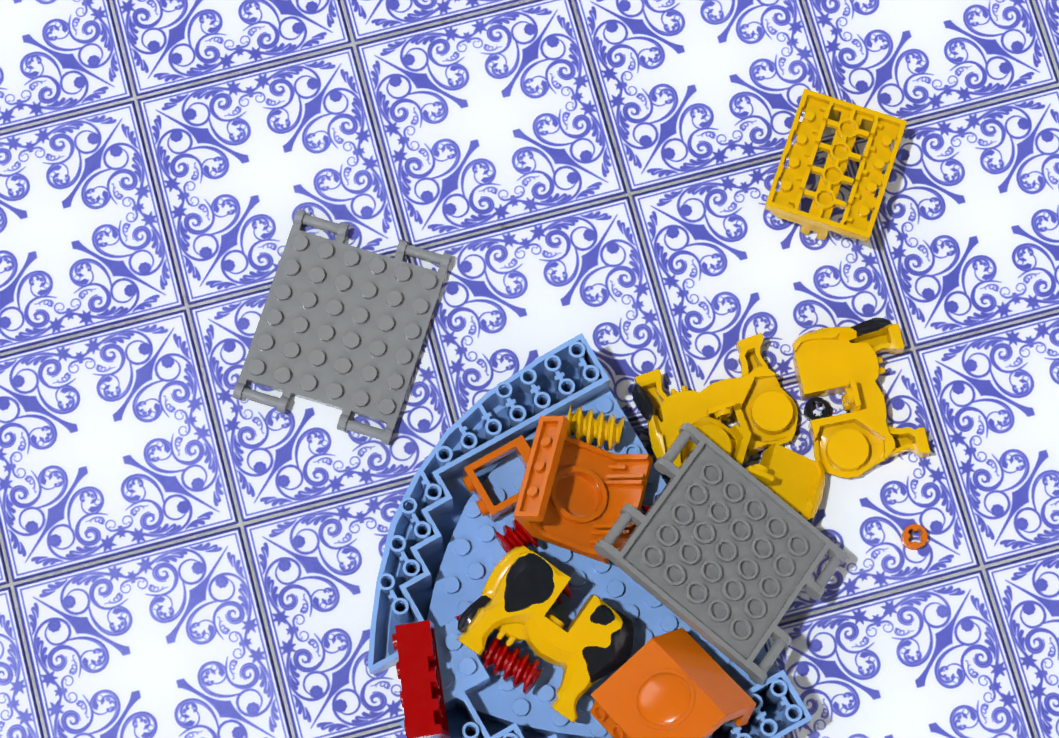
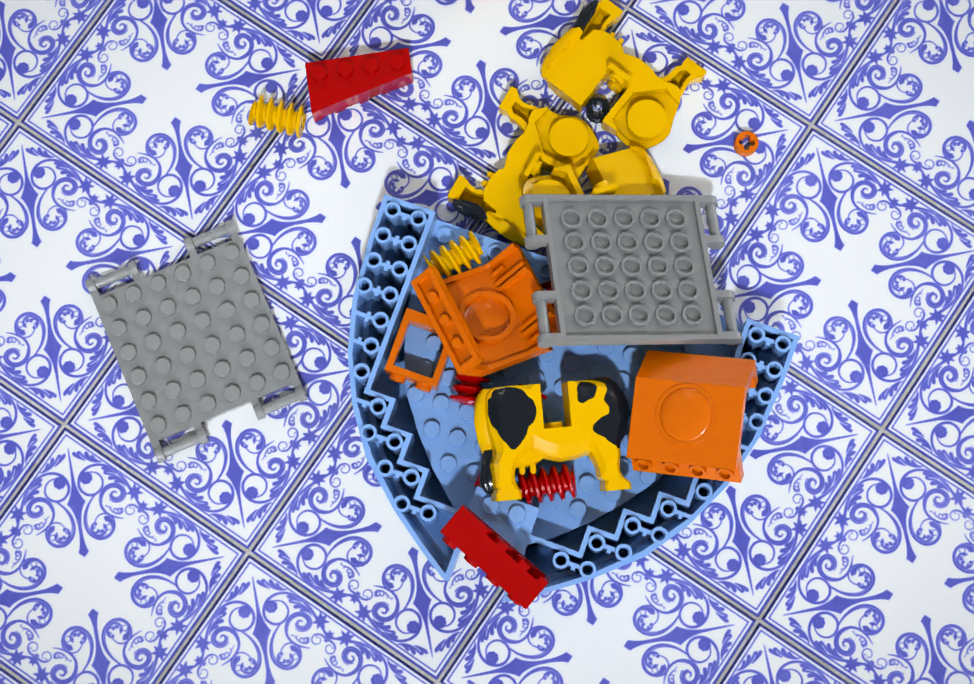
camera: 35 degrees left, 5 degrees up
(556, 205) = (277, 116): none -> yellow piece
(643, 226) = (355, 79): none -> red wedge

